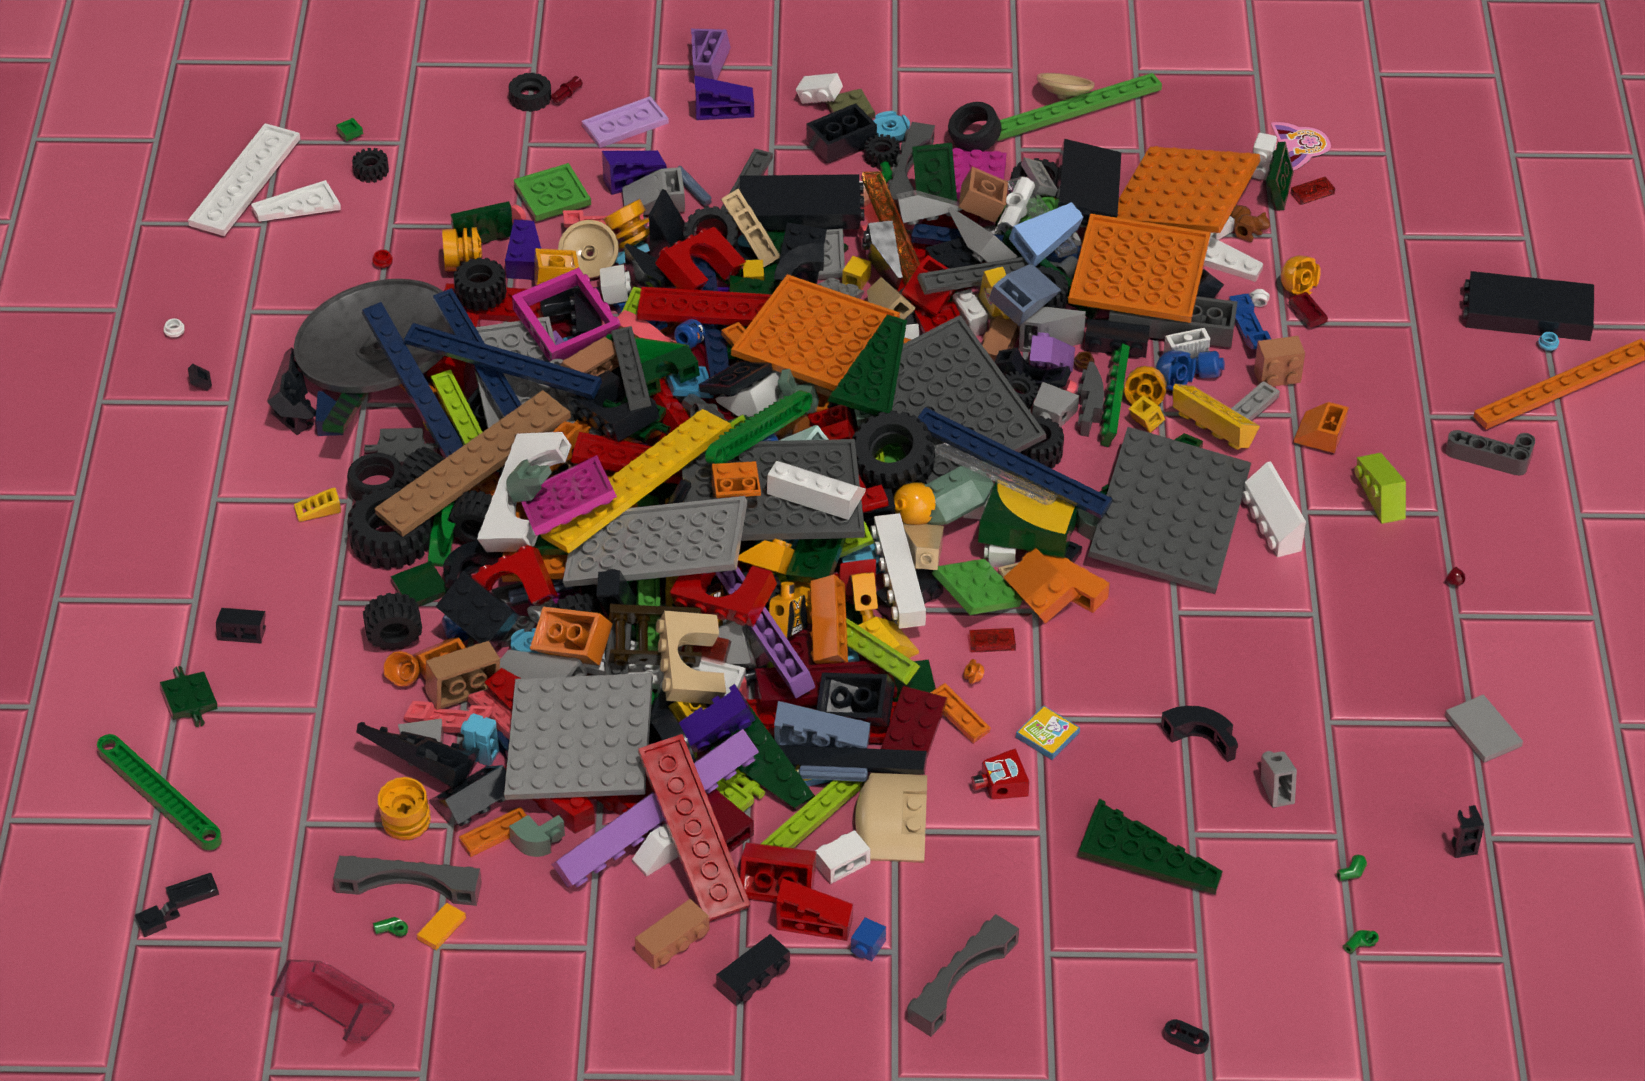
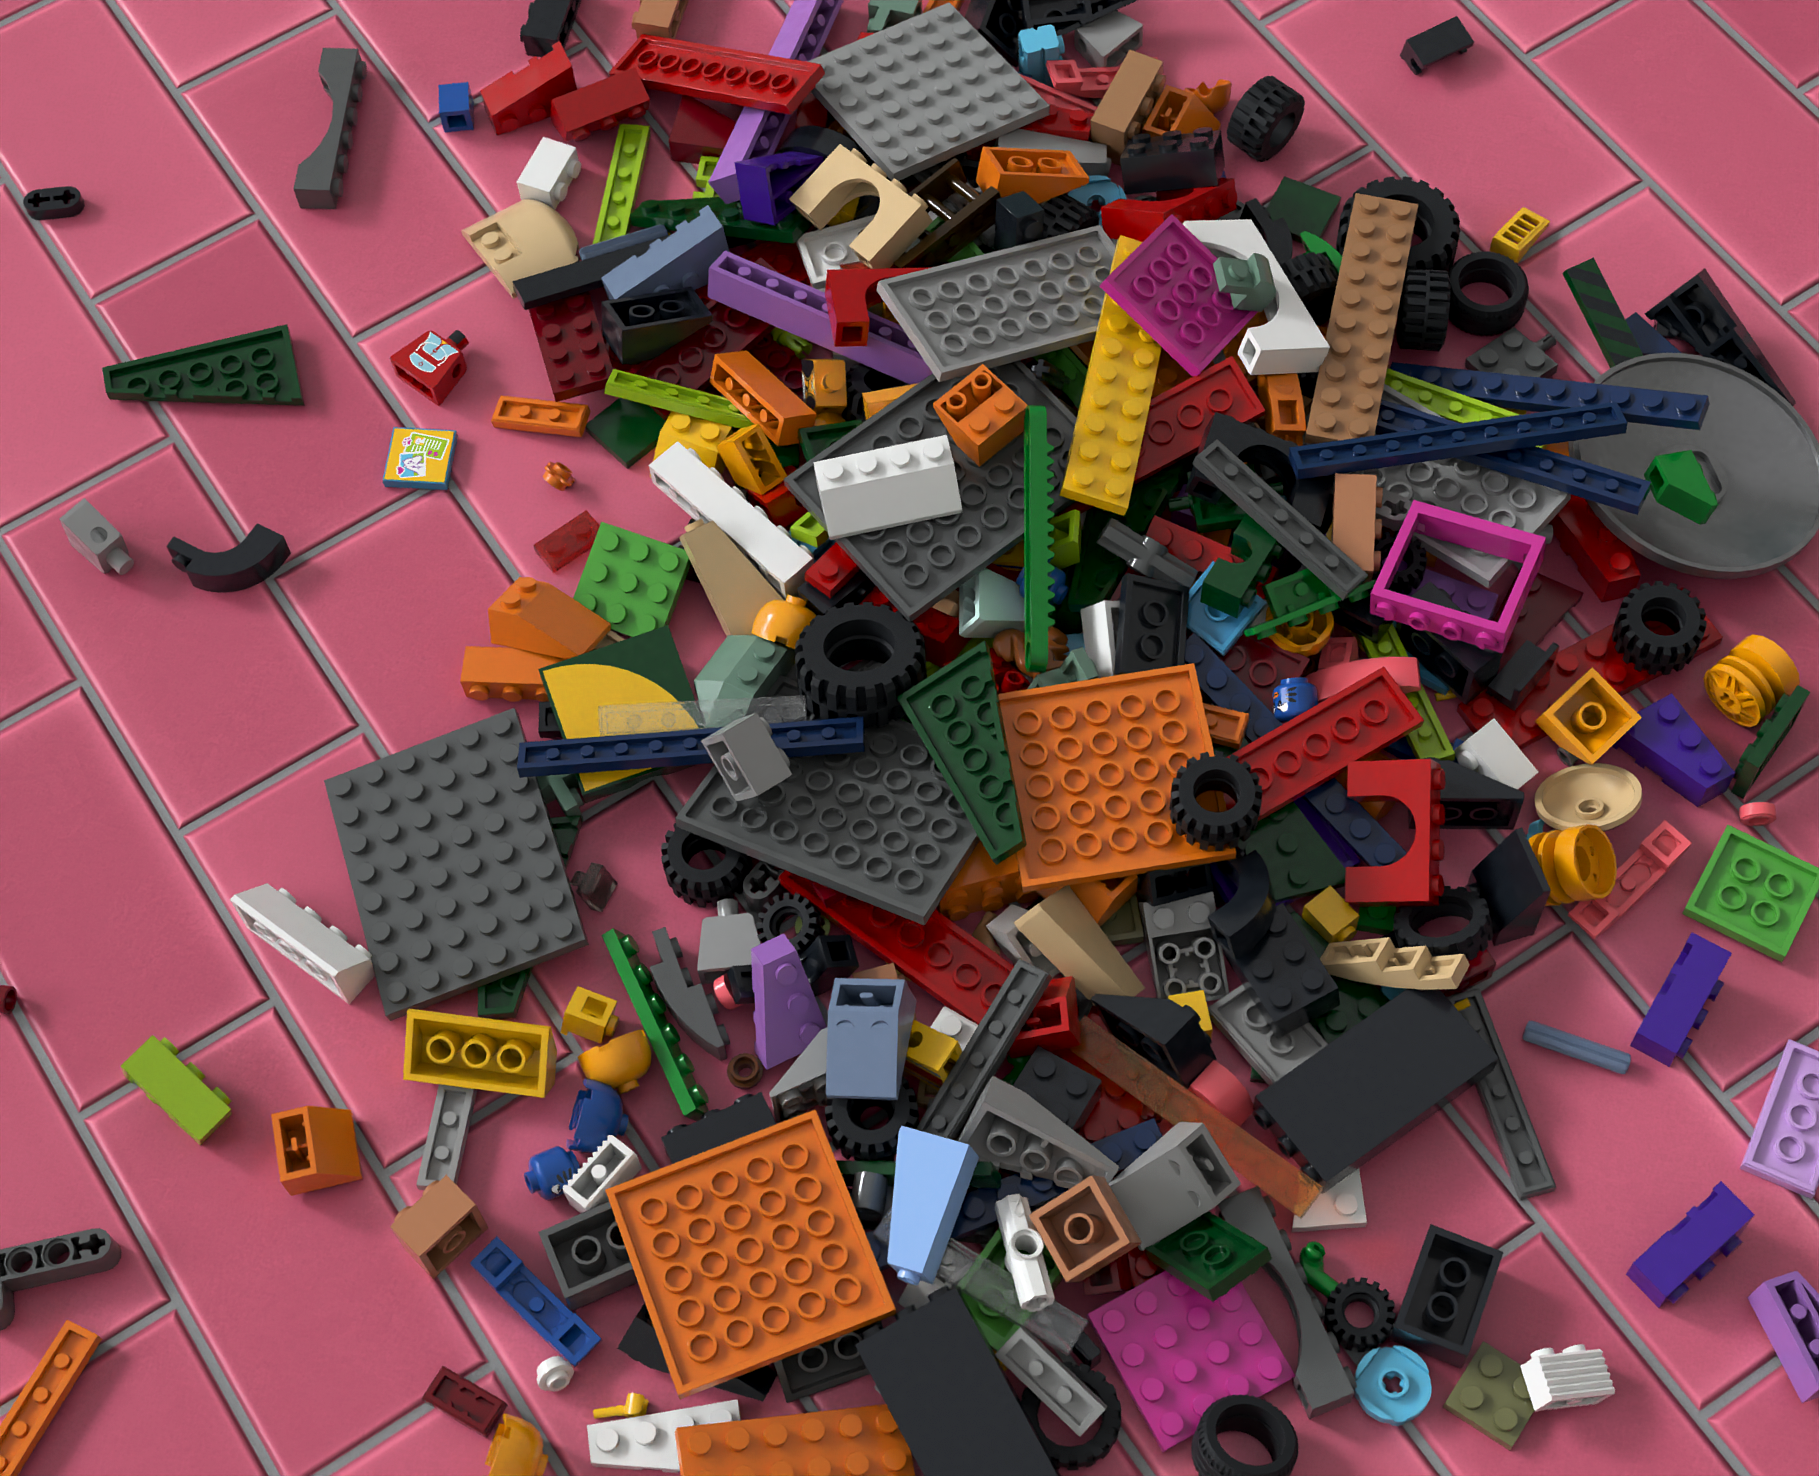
camera: 150 degrees right, 15 degrees up
(405, 311) = (1681, 486): none -> green slope
(650, 186) = (1602, 979): light grey slope -> none
(781, 281) = (1219, 775): none -> black tyre
(993, 410) = (747, 757): none -> light grey brick
(1103, 466) = (594, 886): none -> clear smoke tile
(1230, 272) = (635, 1406): none -> yellow hand

